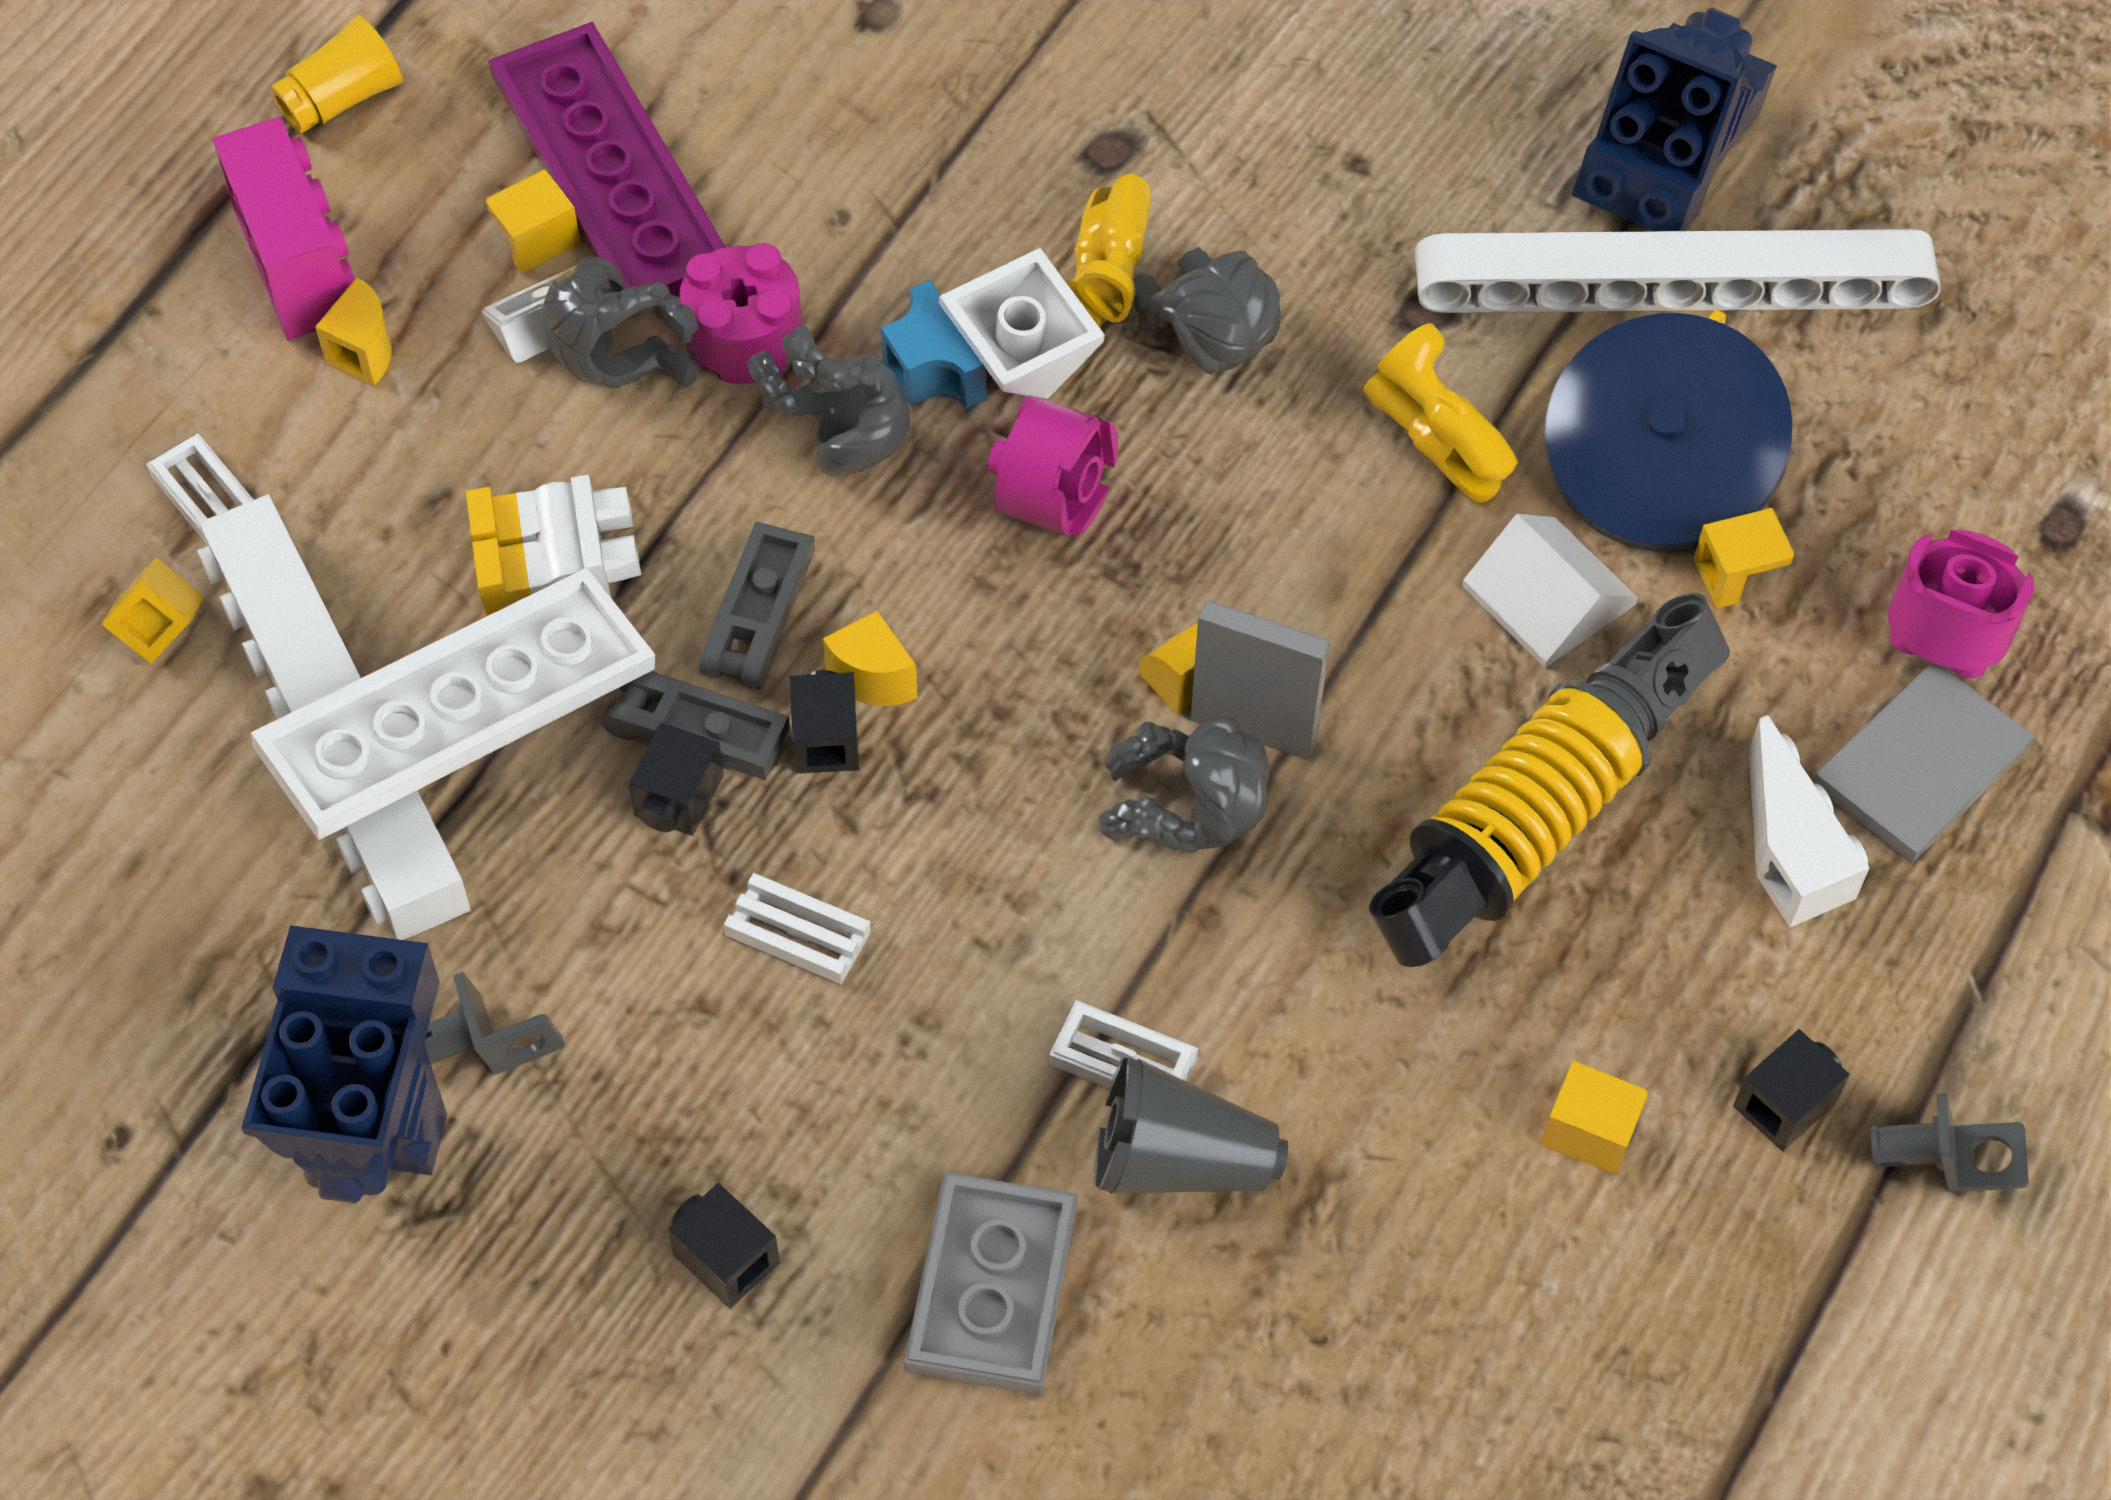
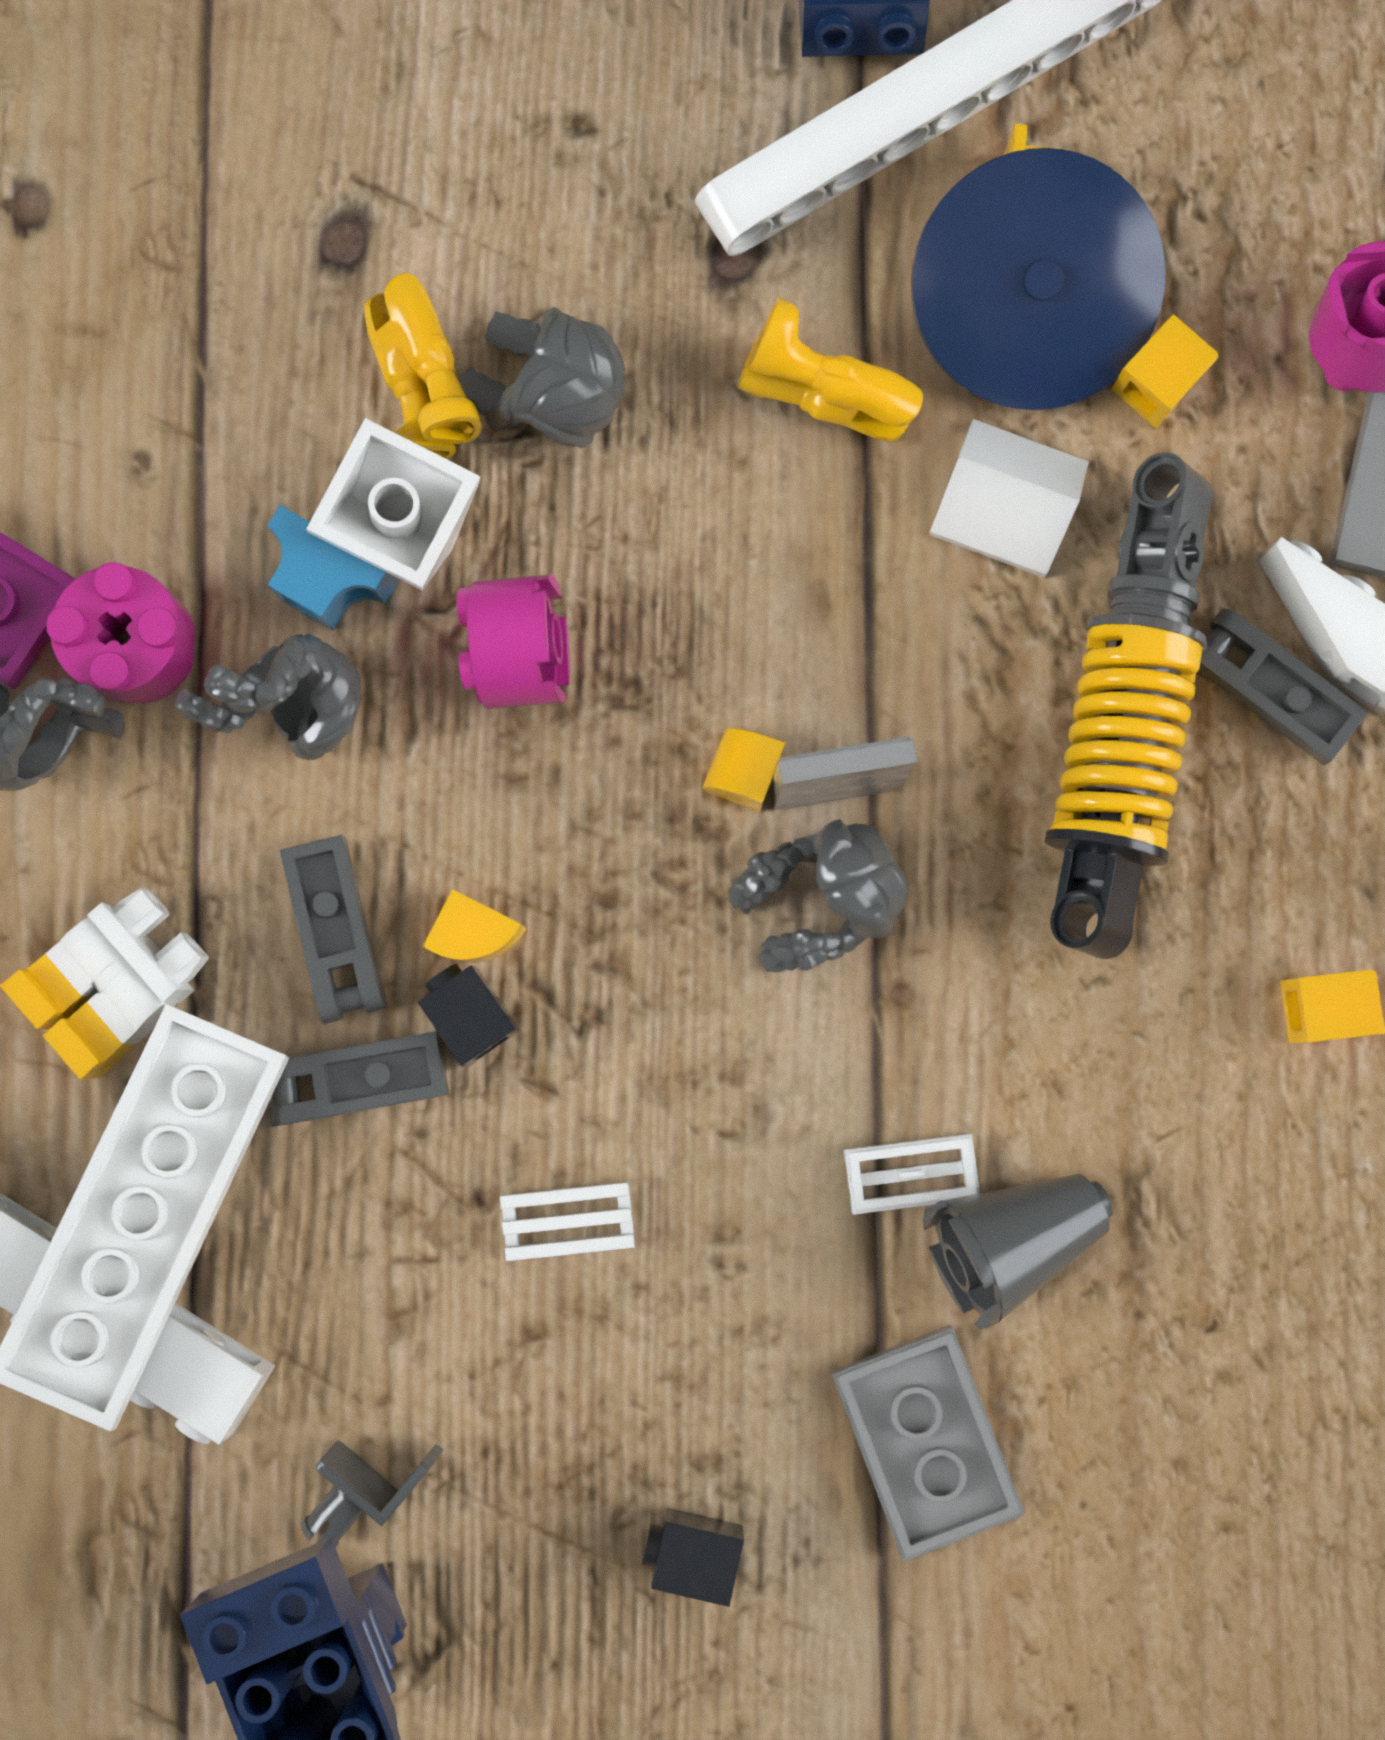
camera: 30 degrees left, 25 degrees up
(676, 780) = (376, 1153): black brick -> none
(1701, 845) = (1280, 688): none -> dark grey plate

